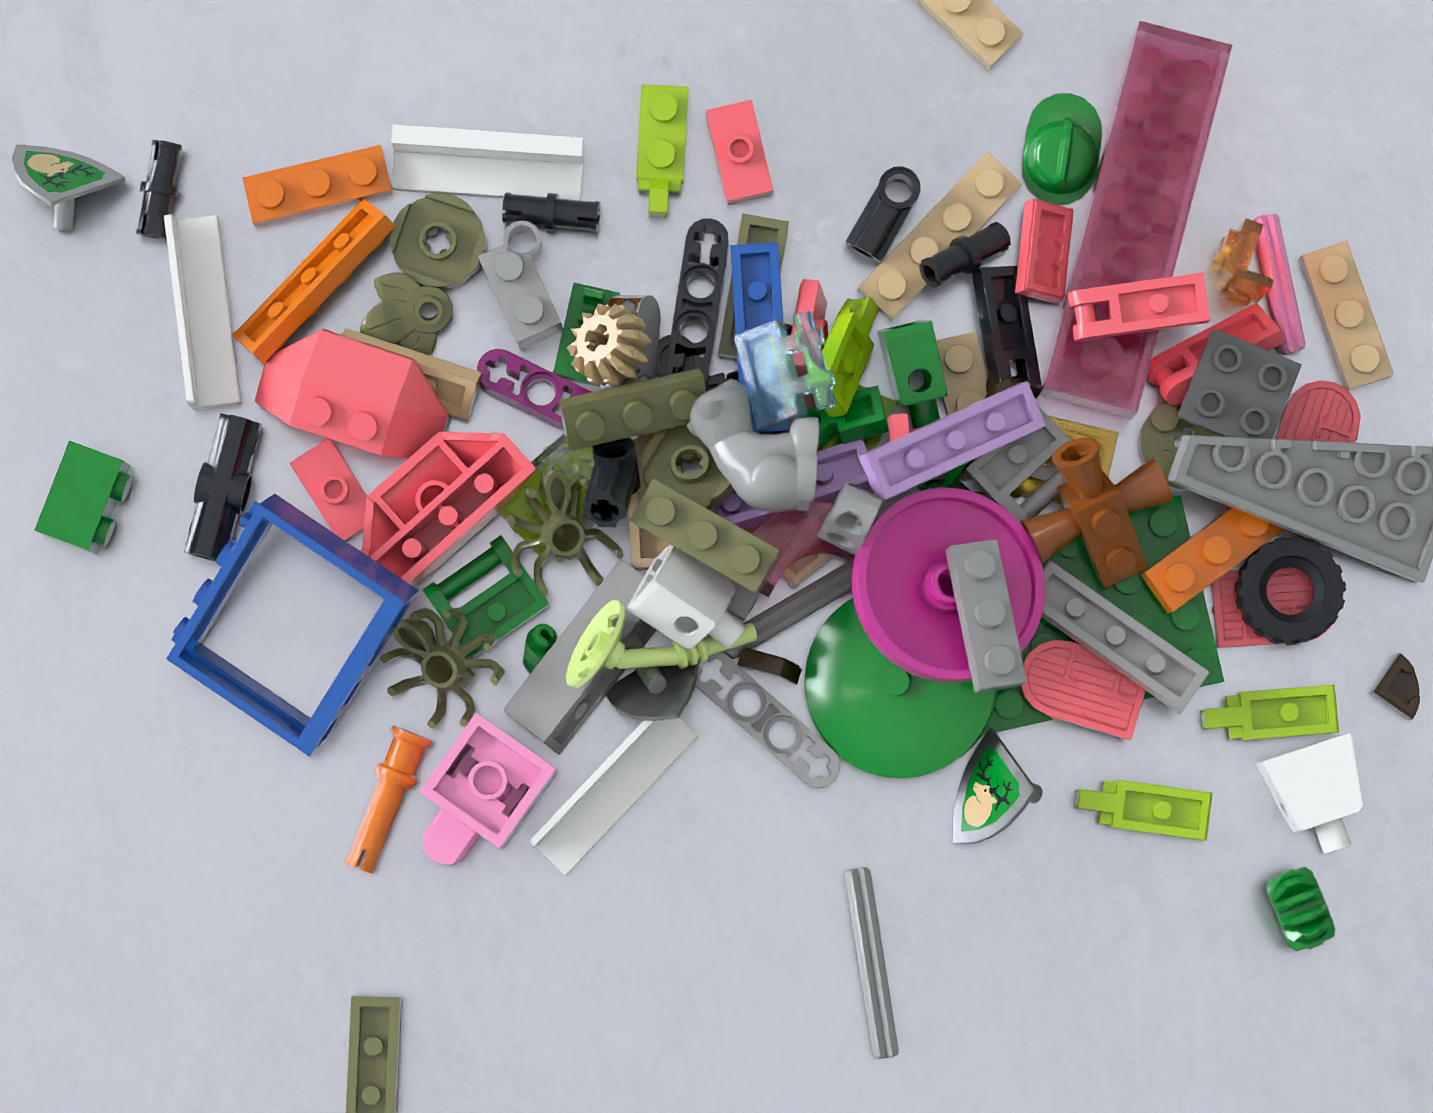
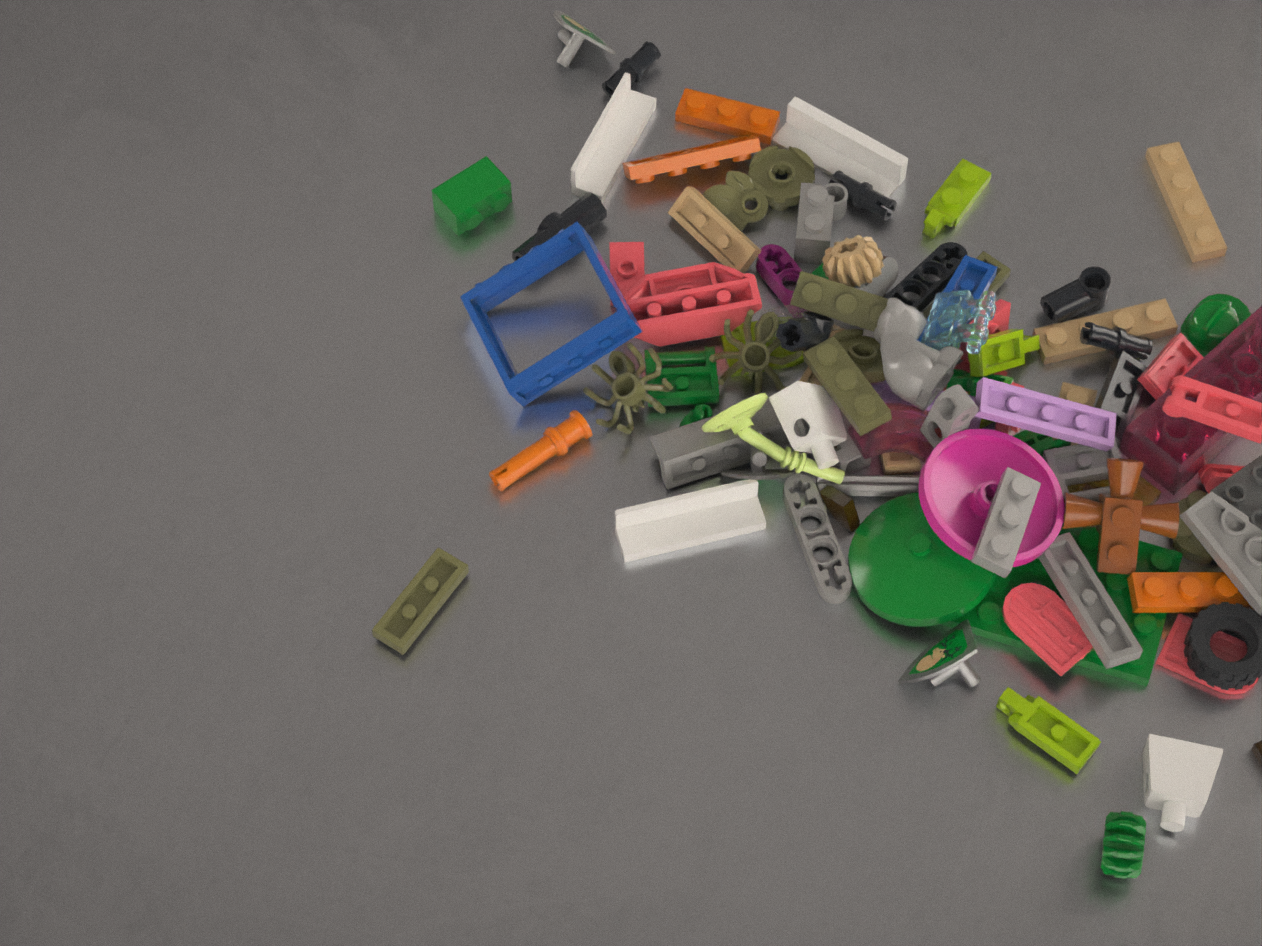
camera: 35 degrees right, 25 degrees down
(352, 394) = (675, 219): coral wedge -> none
(483, 790) = (595, 462): bright pink brick -> none
(739, 151) = (1002, 224): coral plate -> none
(871, 963) = (795, 722): light grey axle -> none
(908, 349) = (1047, 367): green torso -> none
(1276, 713) = (1172, 716): lime hinge -> none

